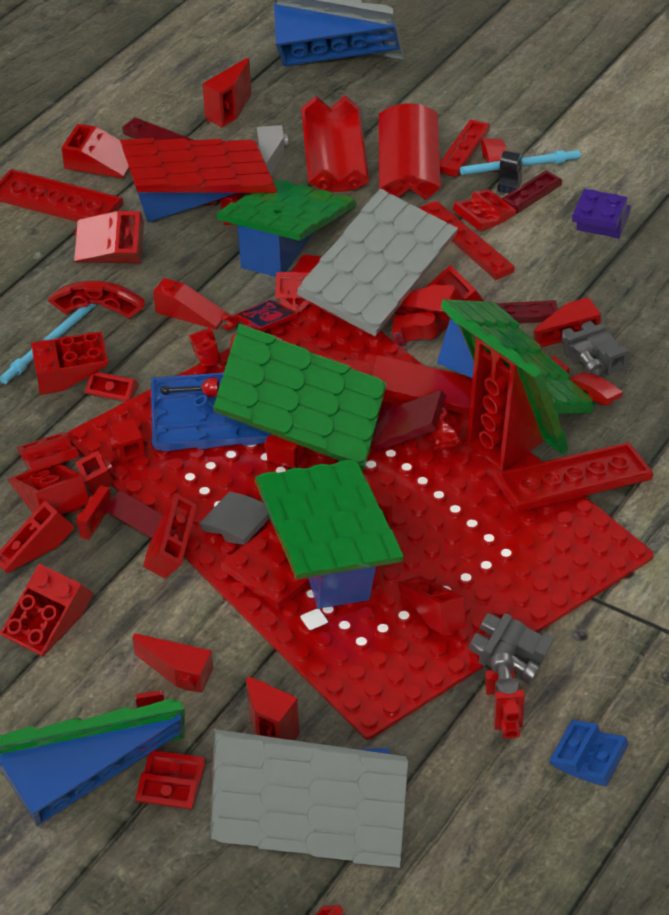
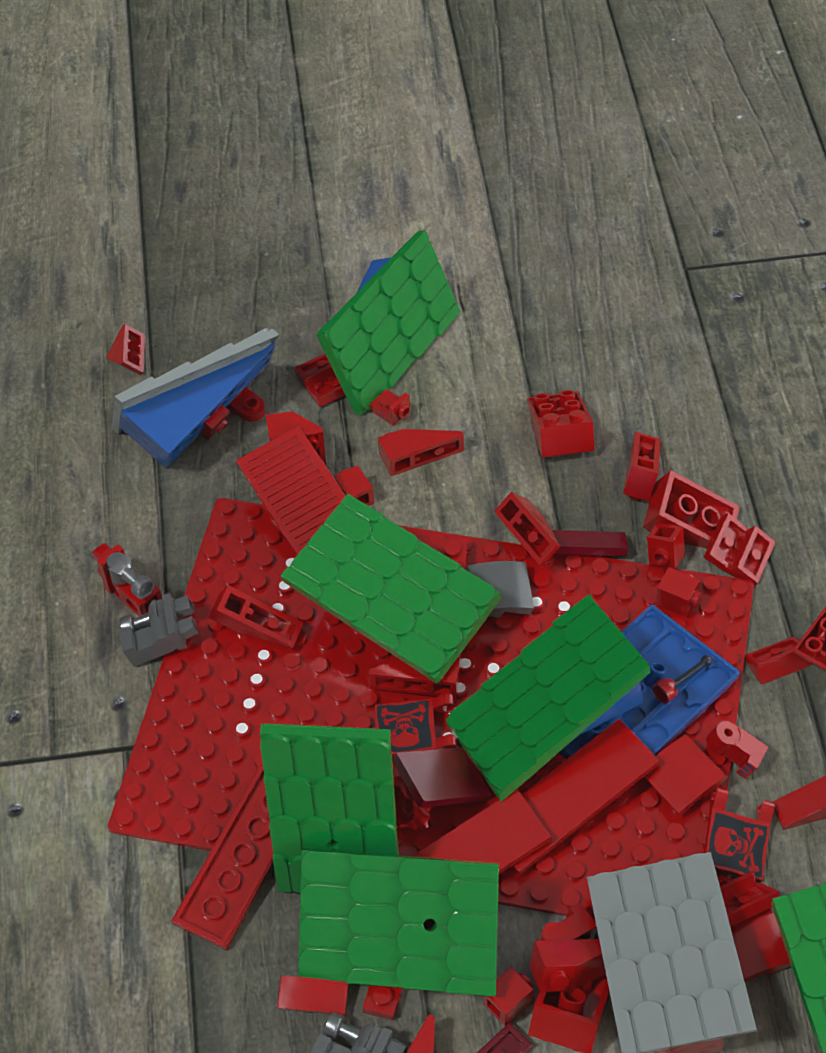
camera: 140 degrees right, 10 degrees up
(93, 513) = (625, 516): red plate -> none
(257, 660) = (355, 483): none -> red brick
(312, 652) = (292, 485): none -> red window
(394, 477) = (414, 723): none -> flag
(588, 752) = (33, 597): blue slope -> none

